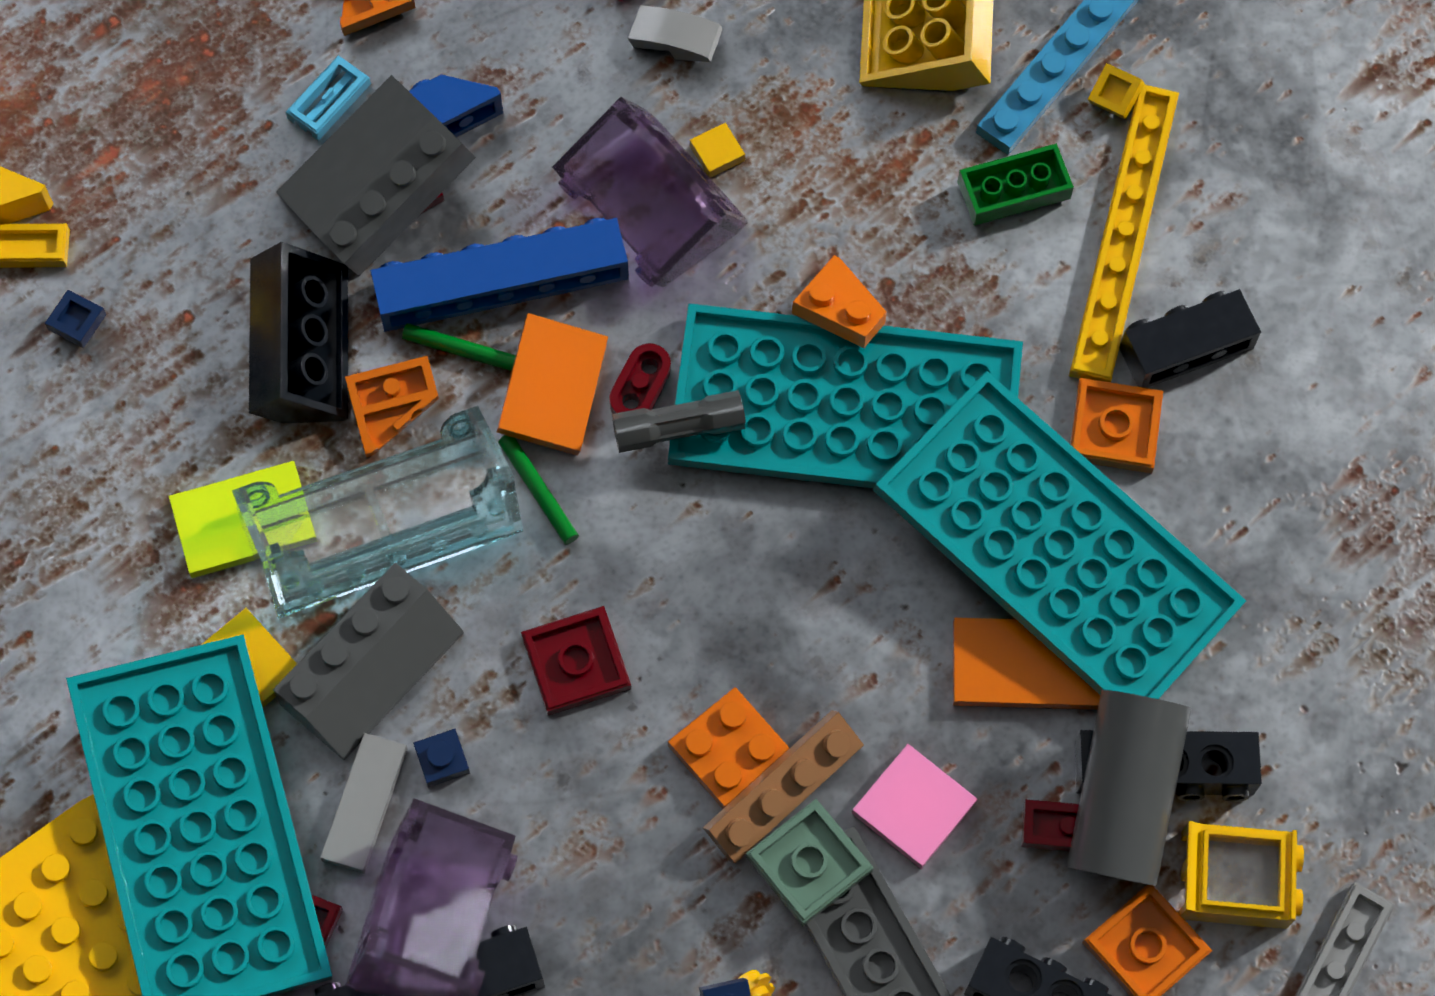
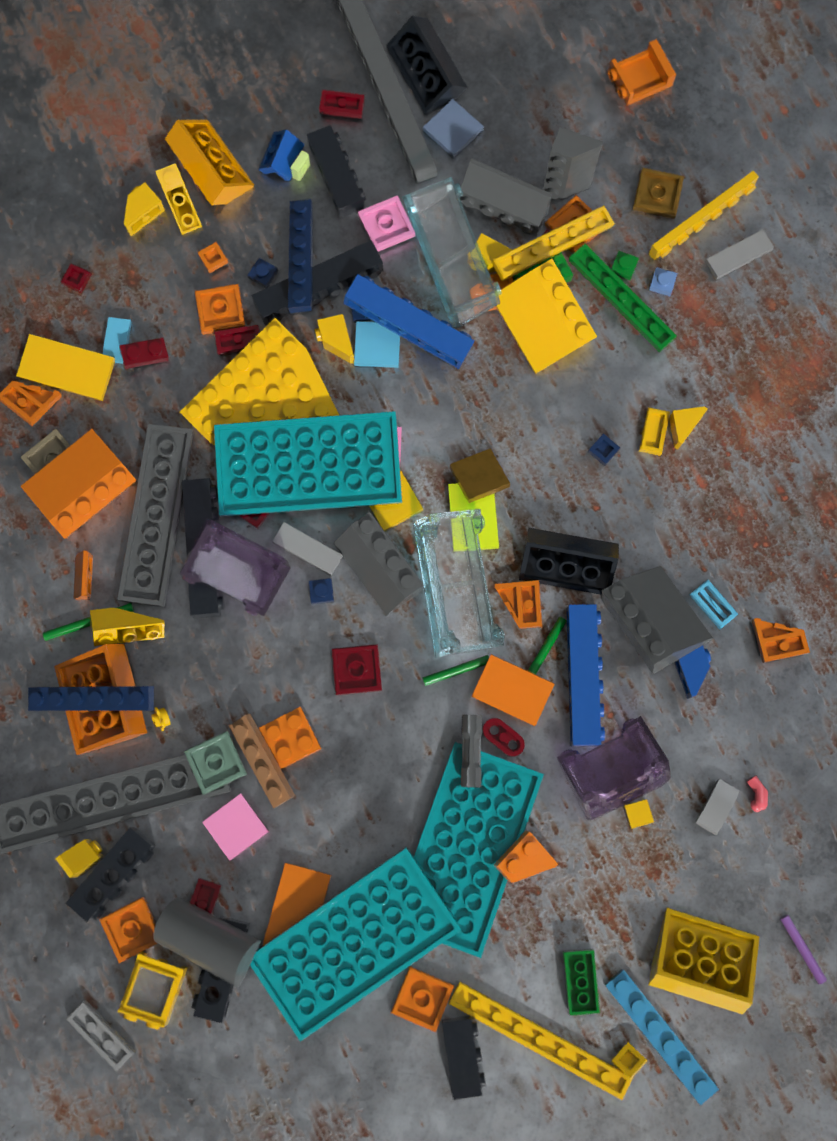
camera: 105 degrees right, 10 degrees up
(163, 519) = (479, 475): none -> pearl gold tile

